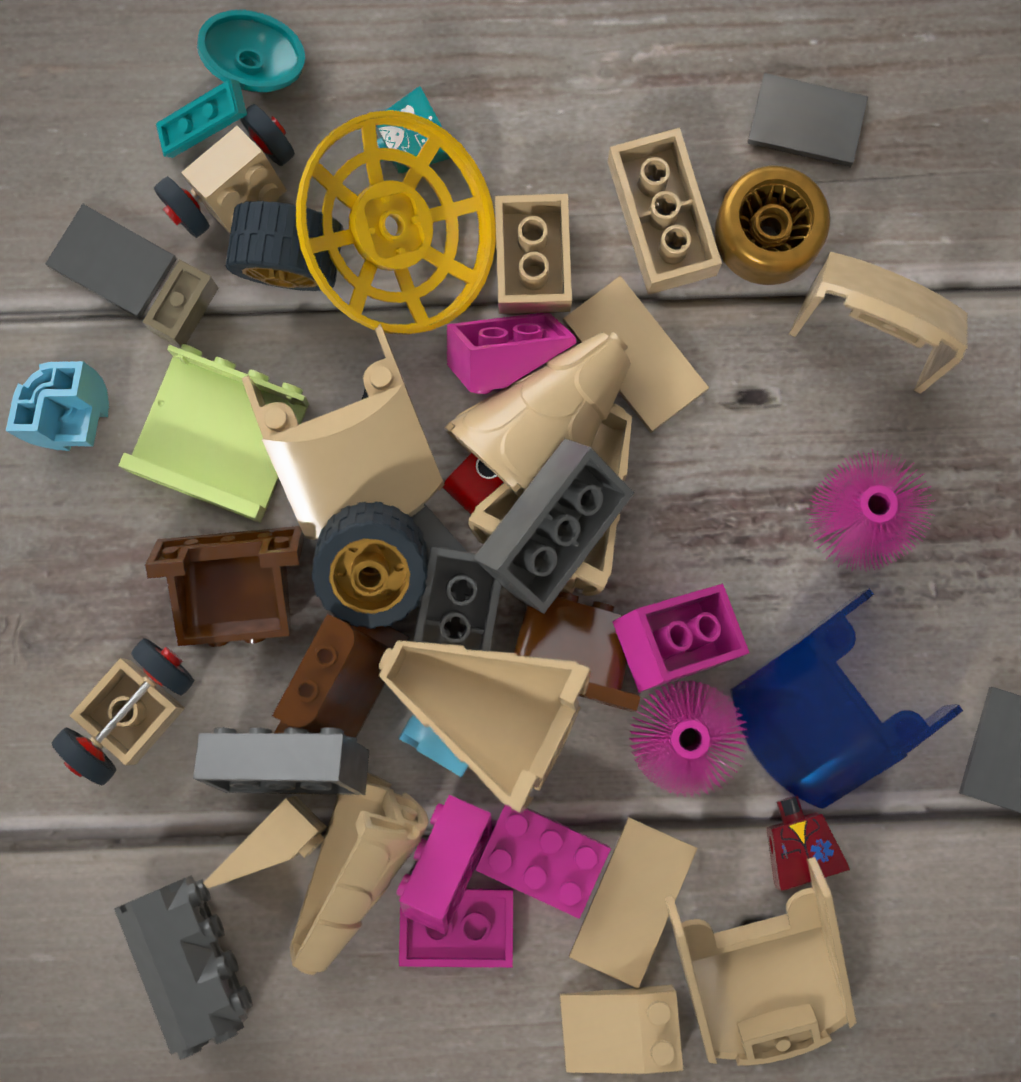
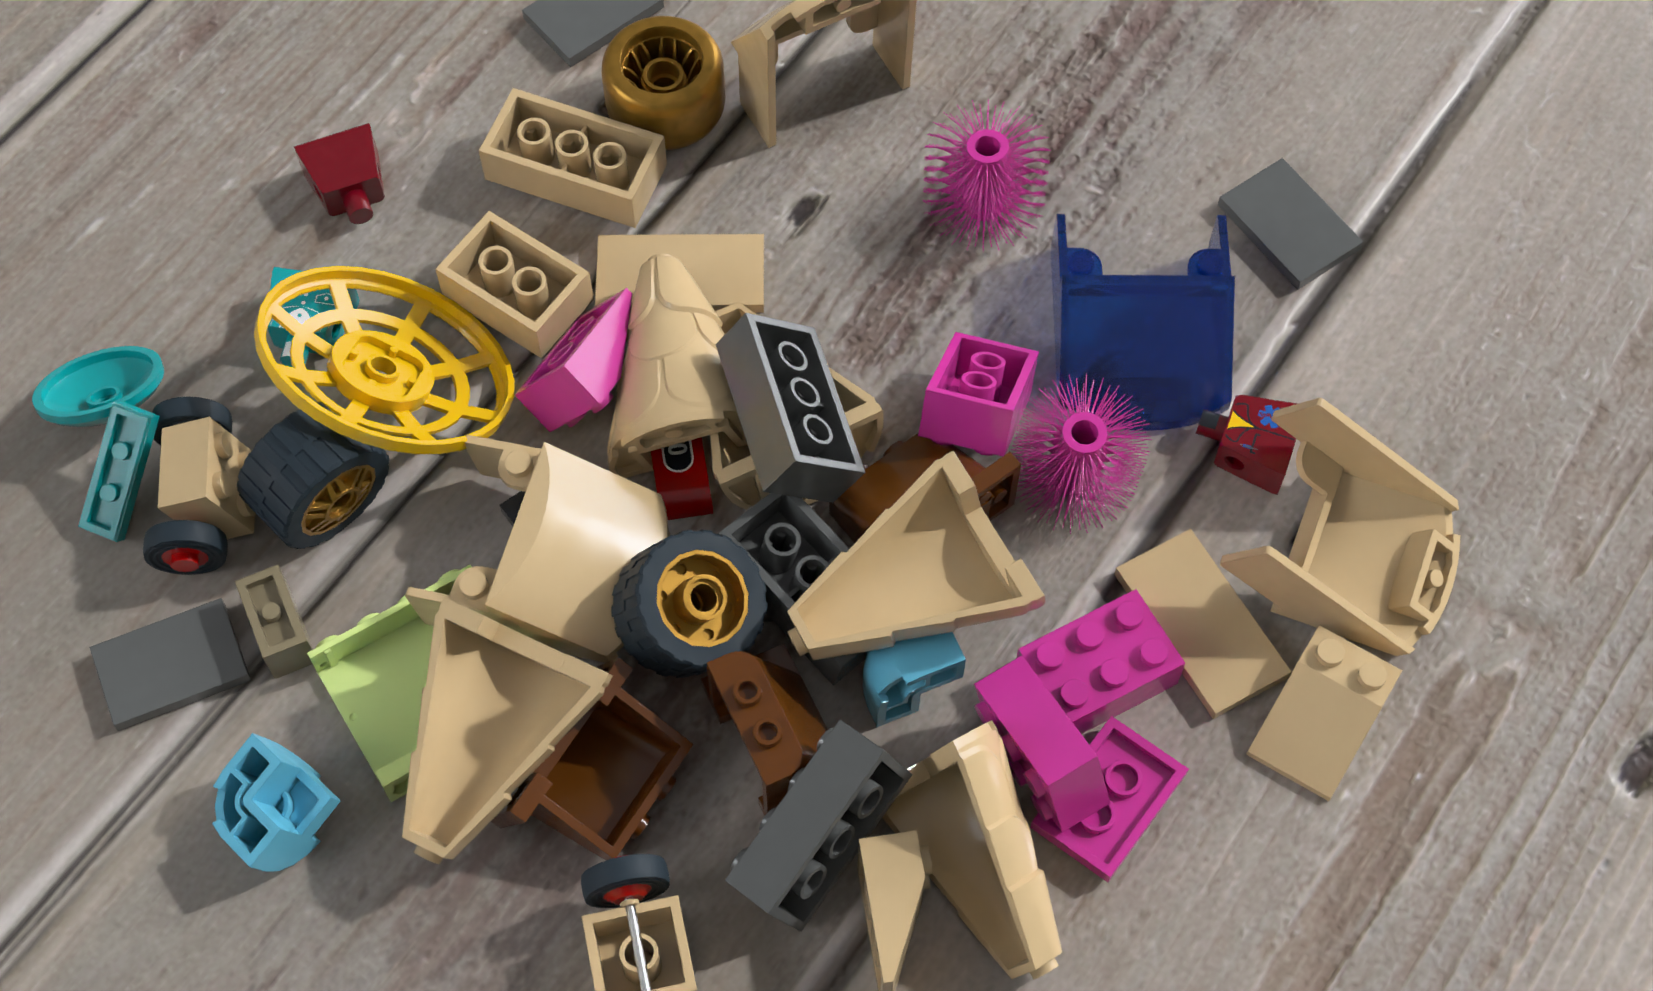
camera: 55 degrees left, 20 degrees down
(197, 503) = (486, 725): none -> tan cone
(535, 66) = (344, 172): none -> dark red torso

